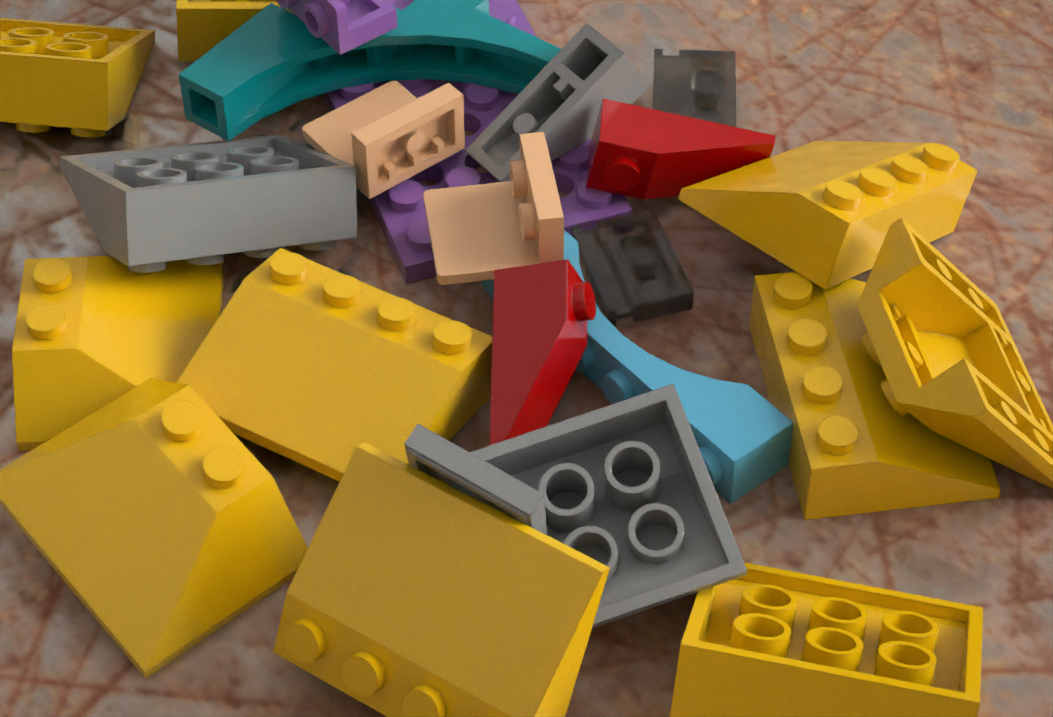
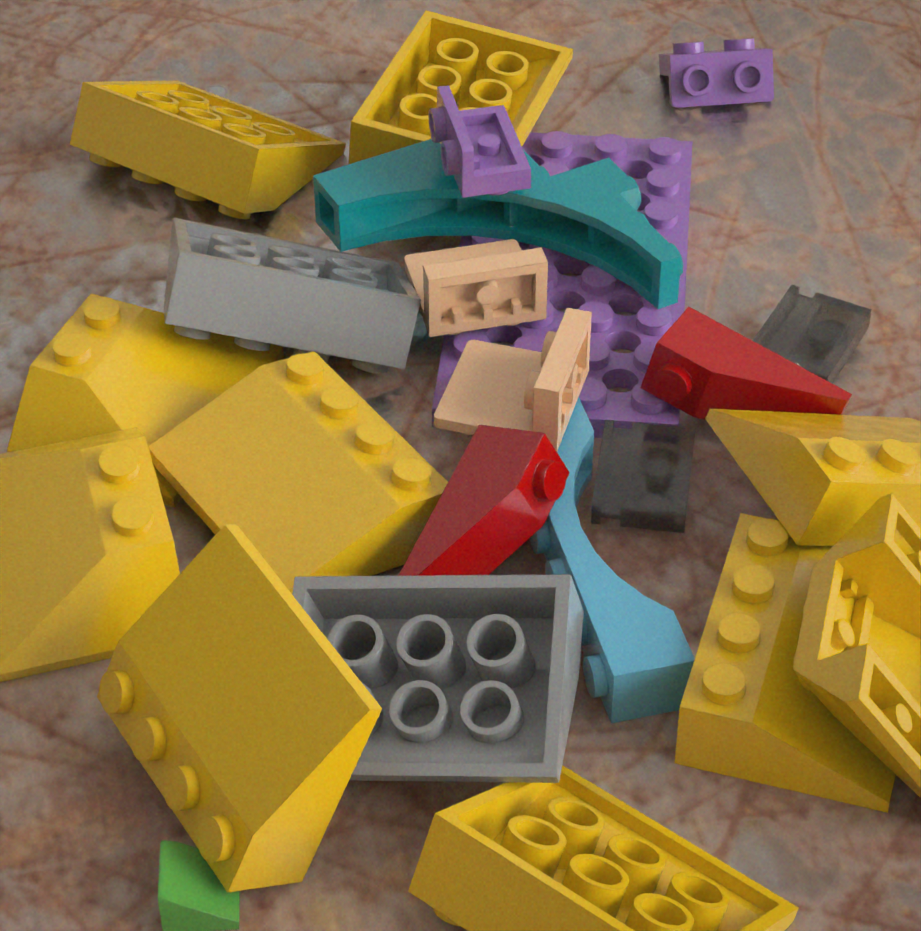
camera: 25 degrees right, 5 degrees down
(475, 477) = (317, 600): light grey tile -> none
(560, 102) = (648, 300): light grey slope -> none

